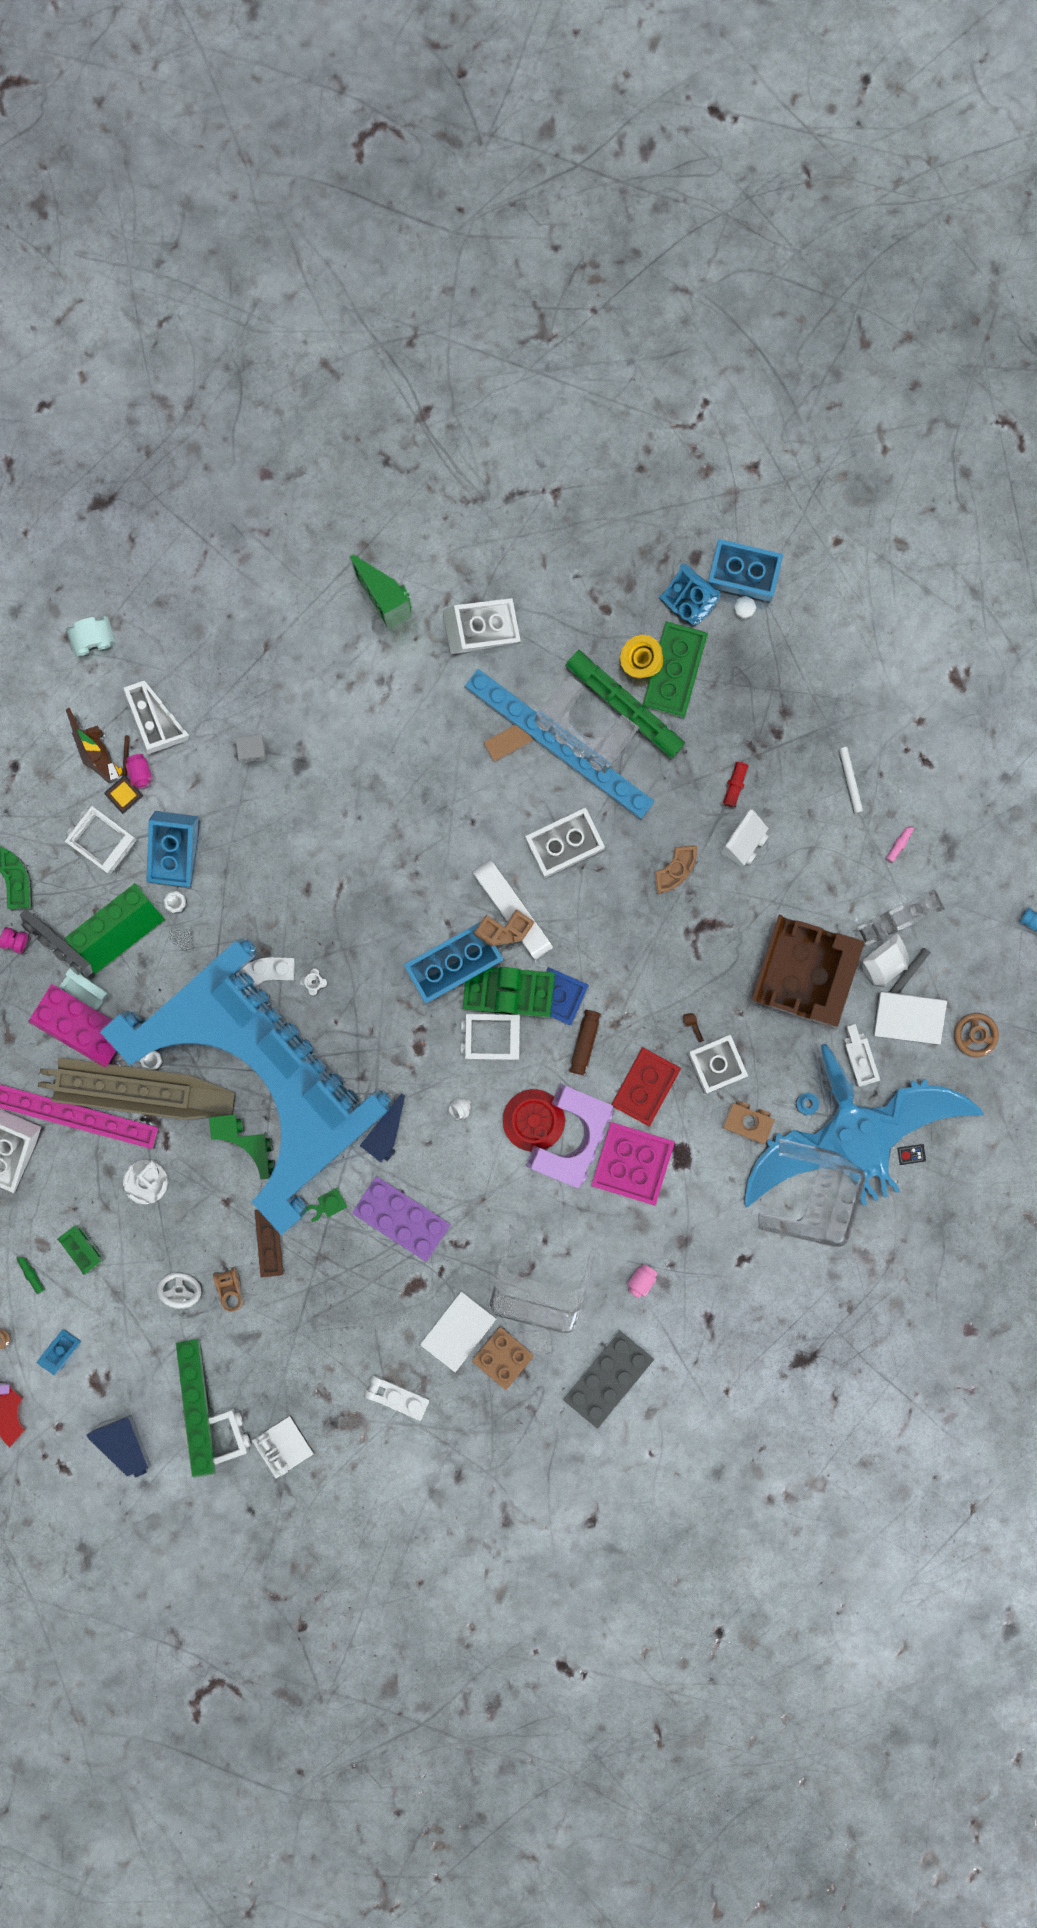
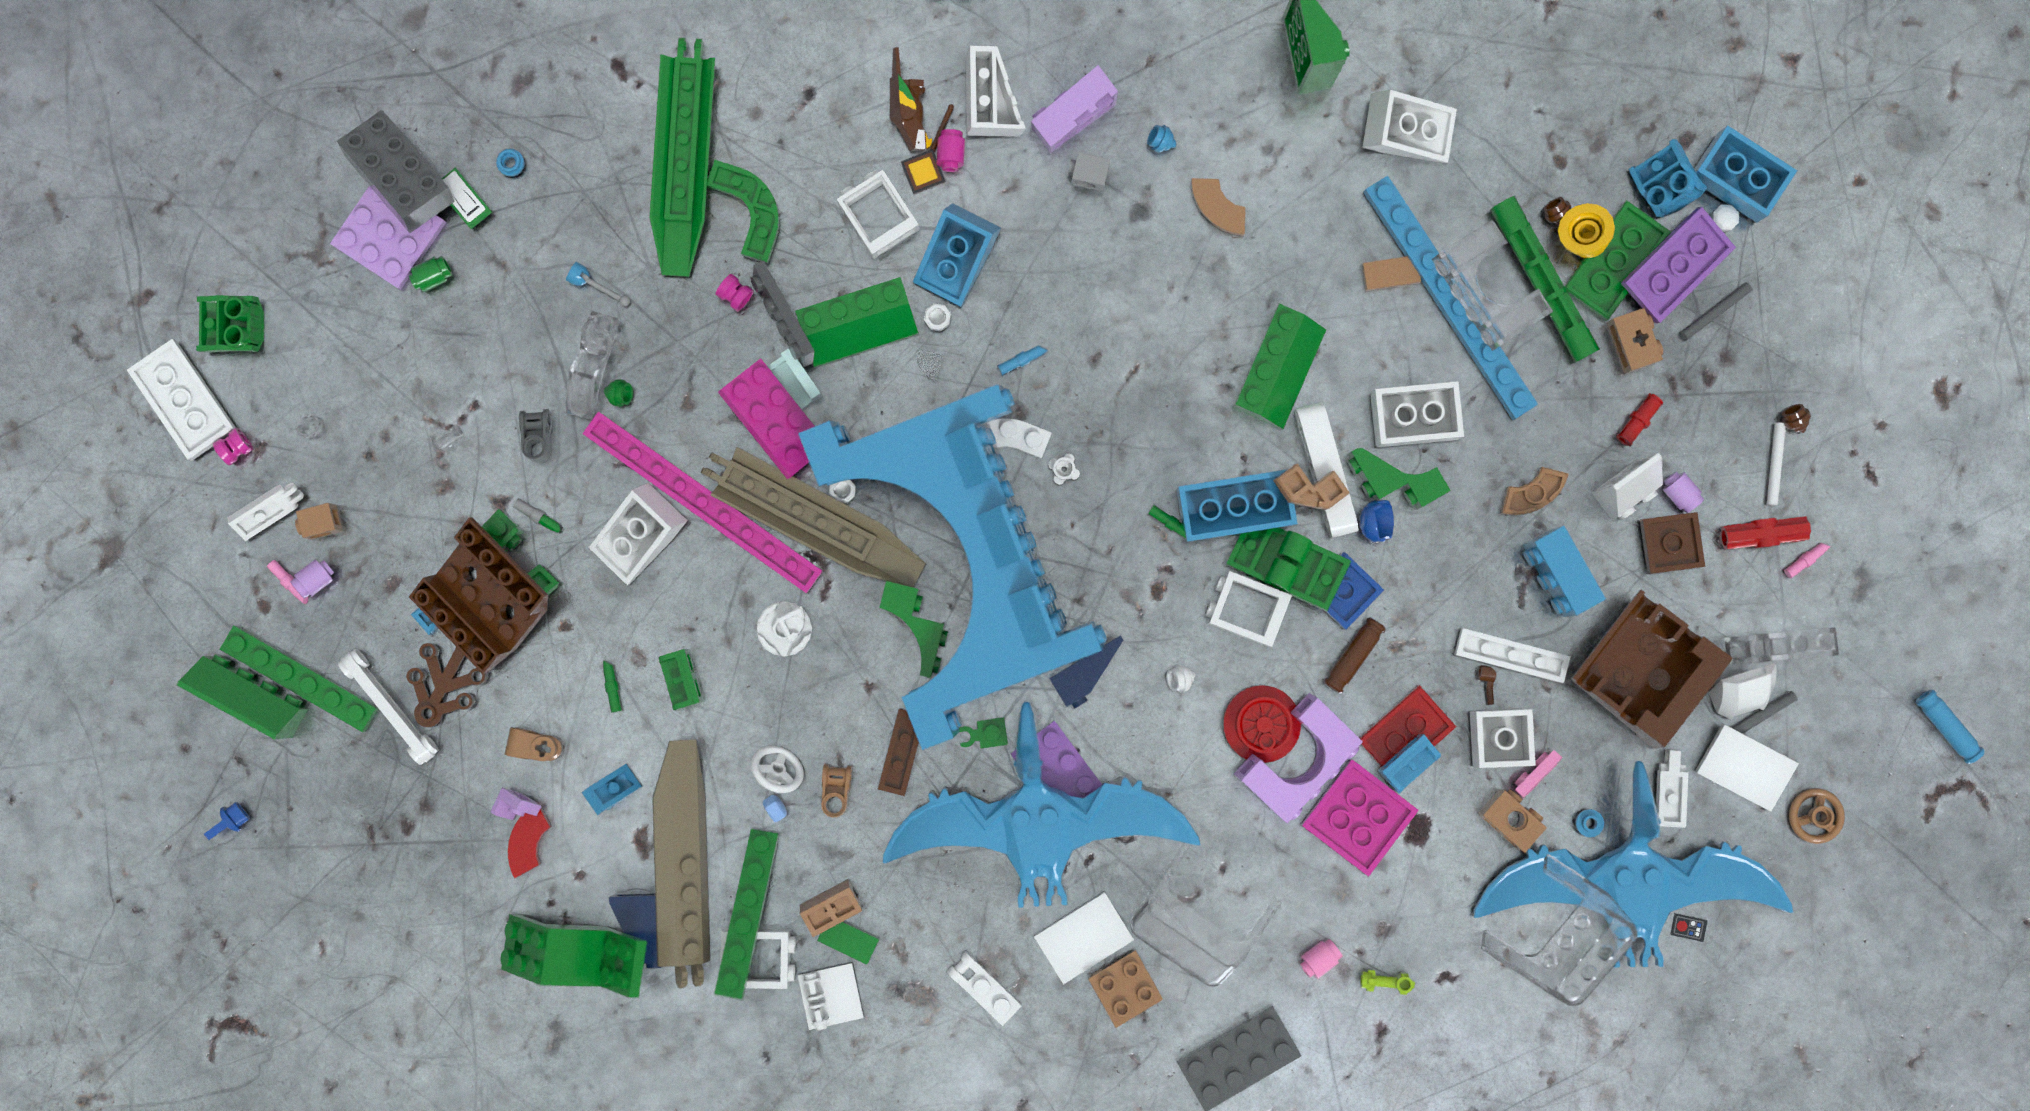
camera: 25 degrees right, 0 degrees up
(75, 1488) = (573, 955): none -> green bracket
(132, 1388) = (681, 864): none -> dark tan hinge
(188, 1320) = (775, 808): none -> light blue tile
(221, 706) = (1074, 109): none -> lavender wedge
(251, 910) = (1021, 359): none -> dark azure piece
(257, 1380) = (830, 908): none -> medium nougat hinge
(280, 1399) = (850, 941): none -> green tile
(296, 703) = (1161, 139): none -> dark azure plate
(356, 740) = (1216, 207): none -> medium nougat tile
(390, 1257) = (1038, 823): none -> dark azure animal
(408, 992) = (1169, 522): none -> green piece
(449, 844) = (1280, 367): none -> green slope
(558, 901) = (1384, 479): none -> green arch
(565, 934) = (1377, 521): none -> blue hair
(615, 647) = (1556, 210): none -> reddish brown plate
(655, 1109) = (1409, 762): none -> dark azure hinge
(699, 719) = (1631, 354): none -> medium nougat brick
(703, 998) = (1512, 655): none -> white plate
(710, 1276) = (1401, 982): none -> lime bar
(717, 922) = (1563, 572): none -> dark azure brick
(721, 656) = (1678, 265): none -> medium lavender plate
(751, 1088) = (1545, 765): none -> bright pink plate
(764, 680) = (1716, 311): none -> dark grey bar
(787, 827) = (1683, 491): none -> lavender brick
(793, 869) = (1672, 543): none -> reddish brown plate
(853, 739) = (1796, 418): none -> reddish brown plate
(860, 835) = (1765, 533): none -> red piece

